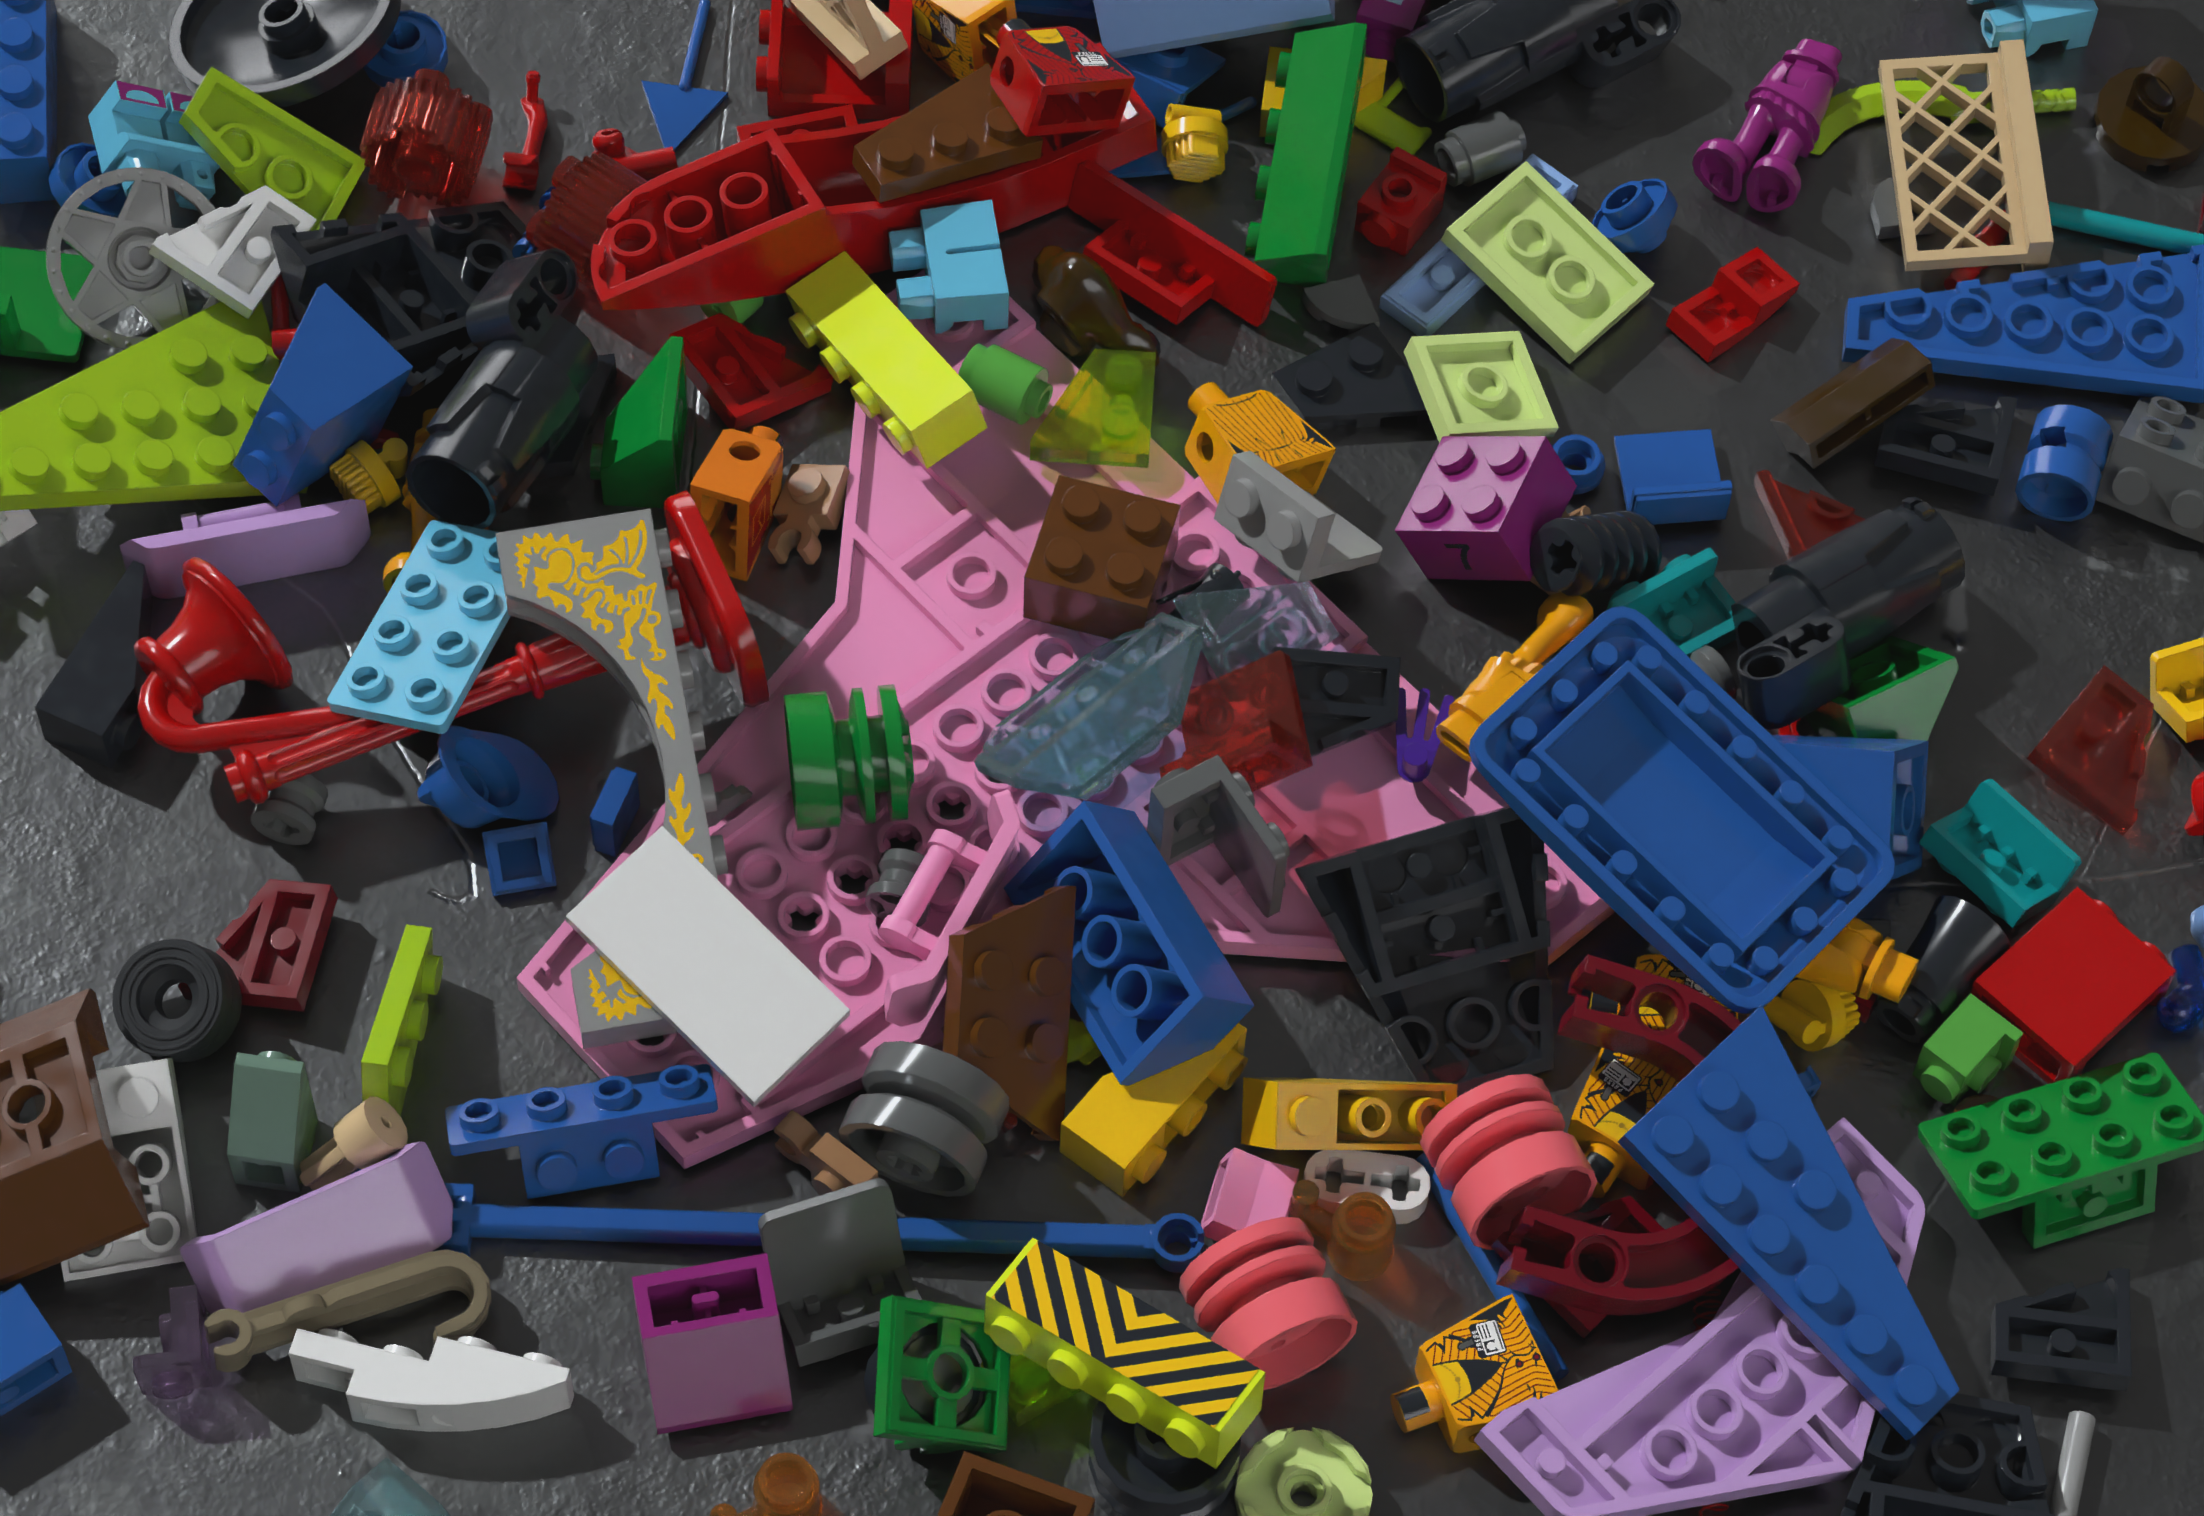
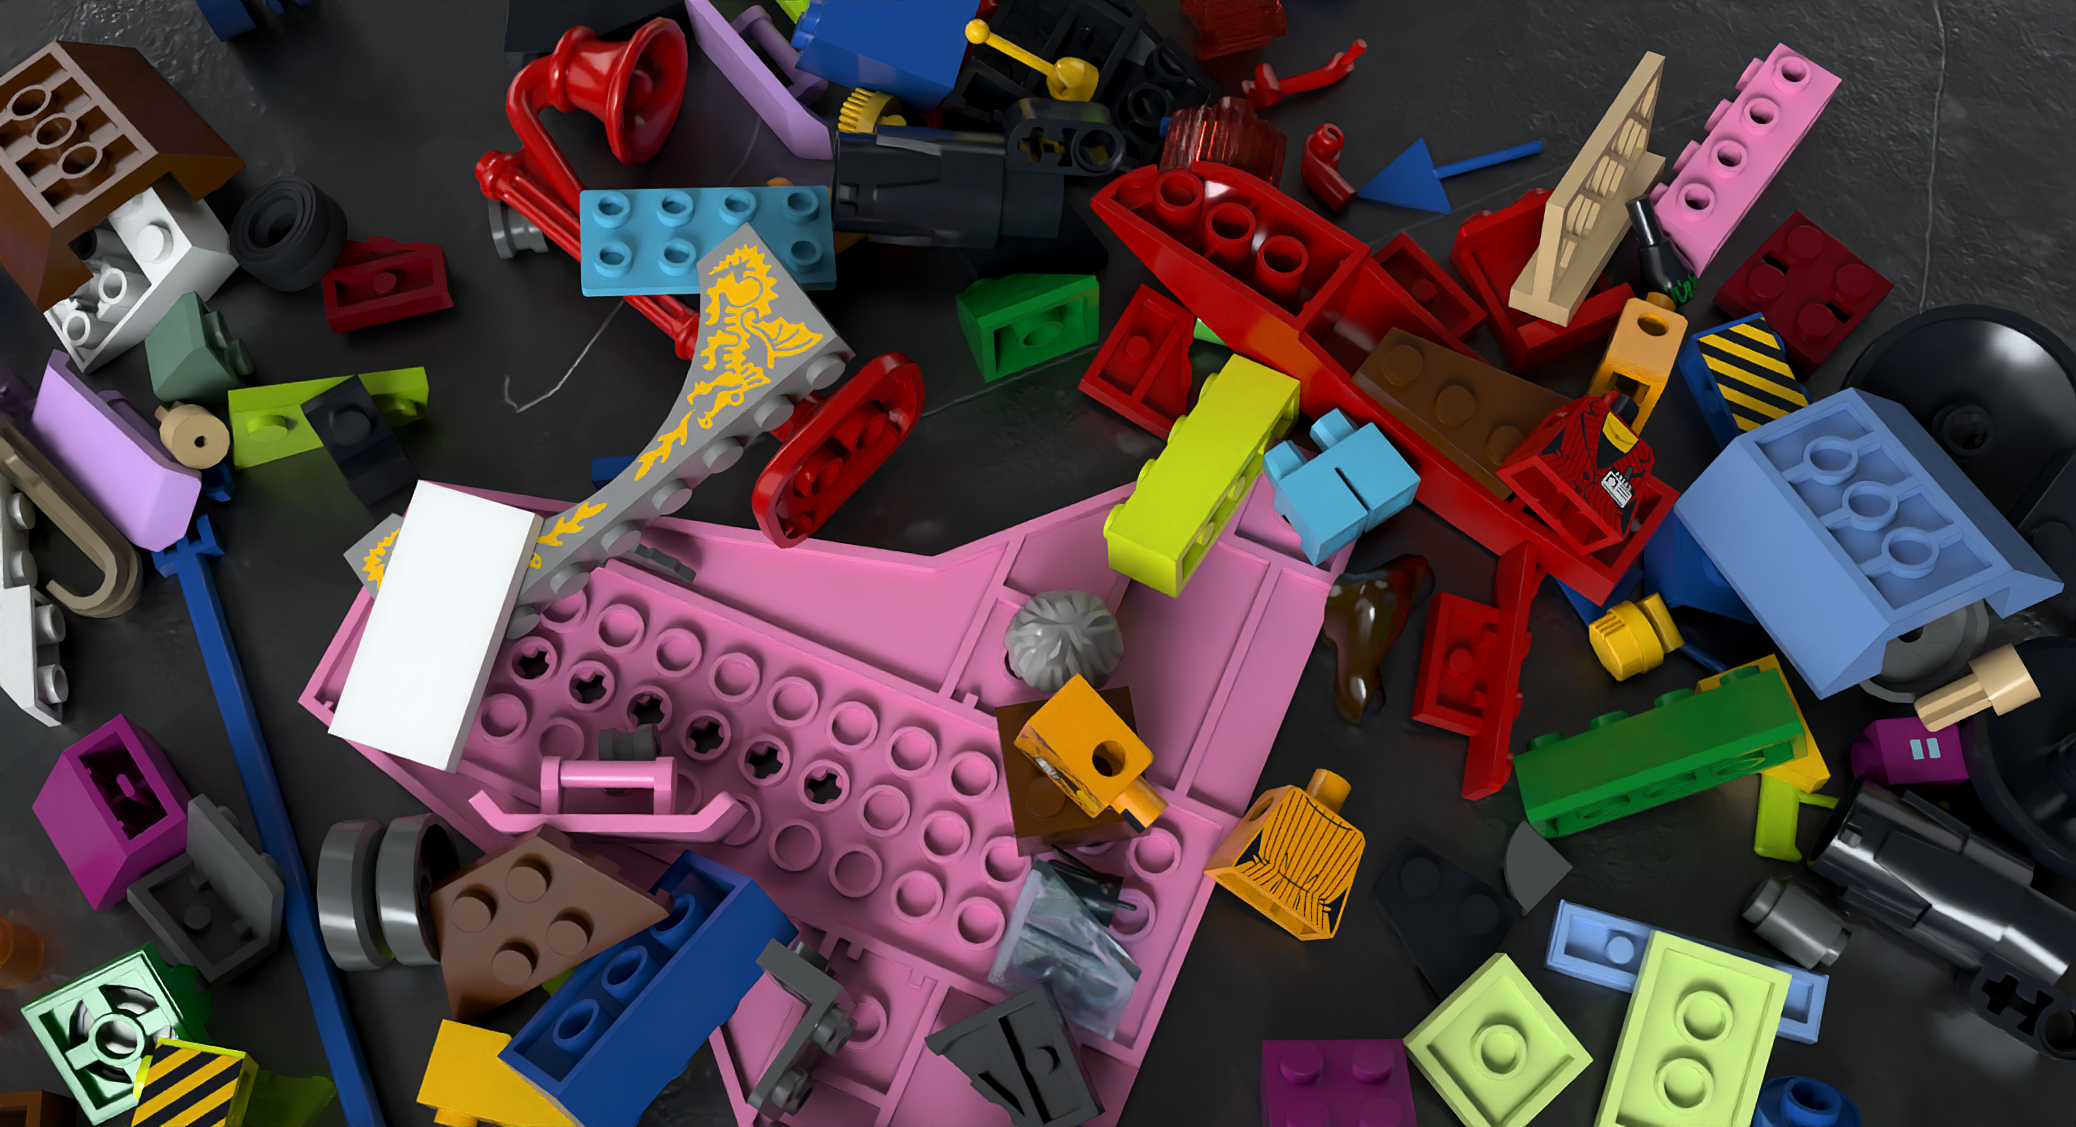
camera: 70 degrees right, 10 degrees up
(430, 298) = (1066, 79): none -> yellow hinge
(457, 1002) = (360, 441): none -> black slope
(487, 778) = (610, 364): blue piece -> none
(519, 858) = (563, 425): blue slope -> none
(583, 1131) = (284, 594): blue bracket -> none
(745, 473) = (997, 419): orange torso -> none
(808, 502) = (1031, 488): medium nougat plate -> none
(829, 1160) = (355, 798): medium nougat plate -> none
(847, 757) = (724, 639): green wheel -> none
(986, 514) = (1063, 636): none -> light grey hair
(1006, 382) = (1233, 590): bright green brick -> none
(1098, 713) = (883, 840): clear light blue wedge -> none
(1102, 413) = (1260, 696): clear neon green wing -> none
(1116, 499) = (1083, 726): none -> light orange torso
(1249, 721) = (931, 996): clear red bracket -> none
(1288, 523) = (1211, 942): light grey bracket -> none
(1401, 202) = (1658, 883): red brick -> none

